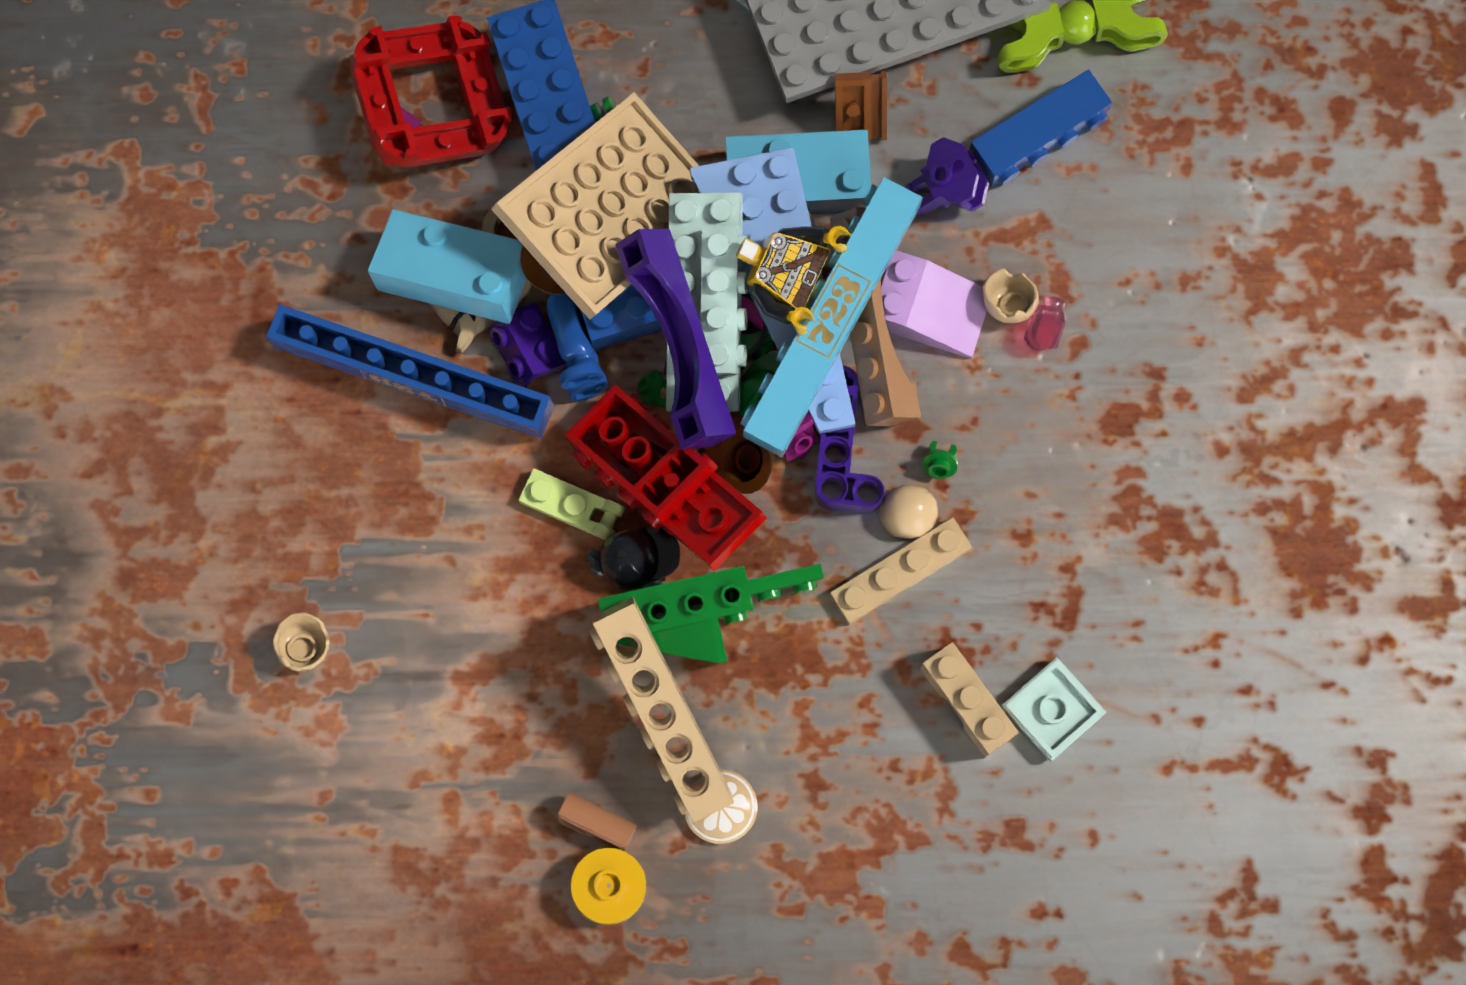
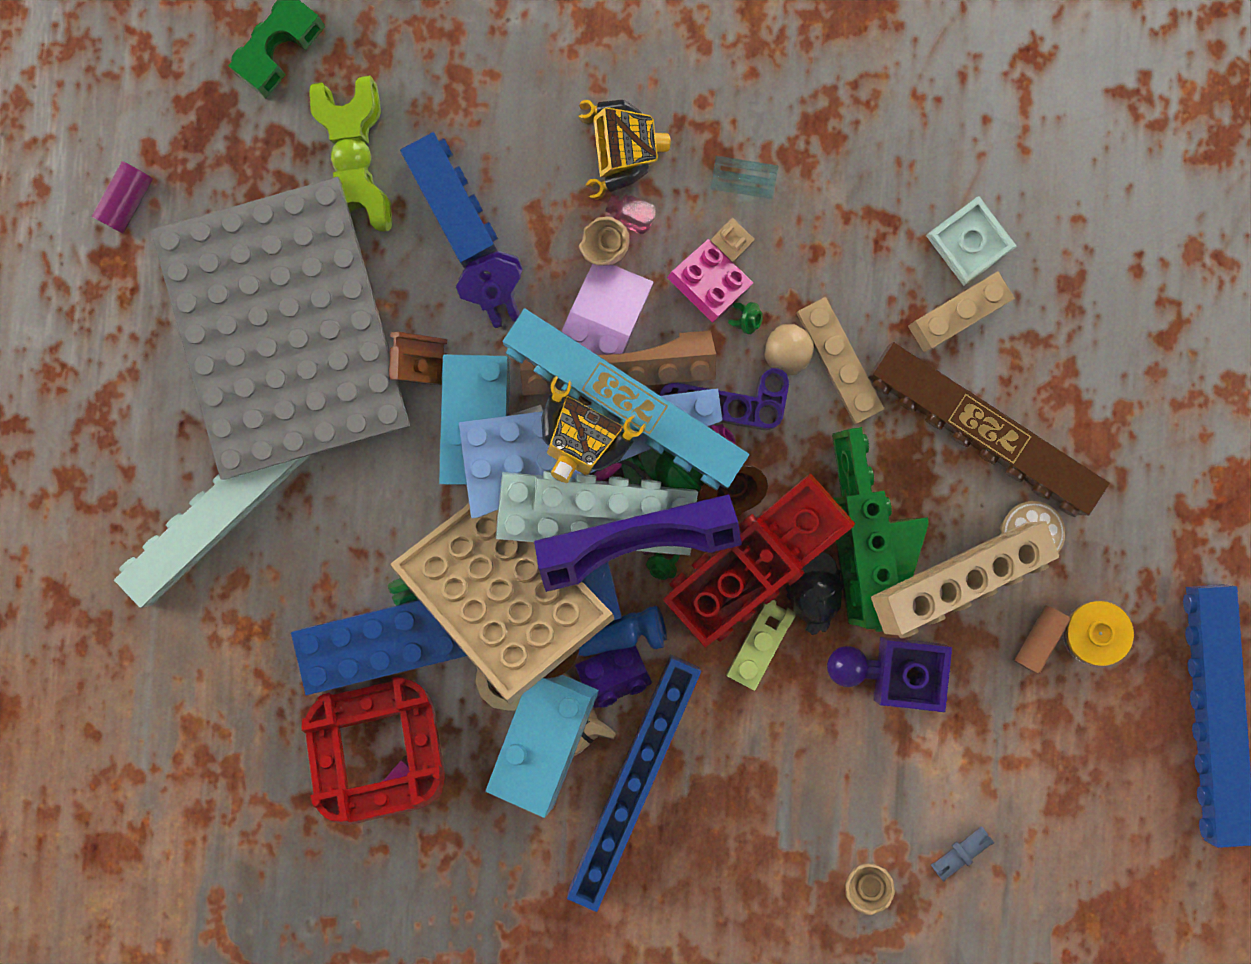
camera: 90 degrees left, 10 degrees up
(344, 749) = (962, 853): none -> sand blue pin
(530, 651) = (926, 691): none -> dark purple brick
(834, 742) = (987, 430): none -> reddish brown brick
(977, 414) = (710, 280): none -> dark pink plate
(1026, 440) = (732, 239): none -> tan tile
(1098, 478) = (743, 189): none -> clear light blue tile
(1122, 308) = (623, 142): none -> torso

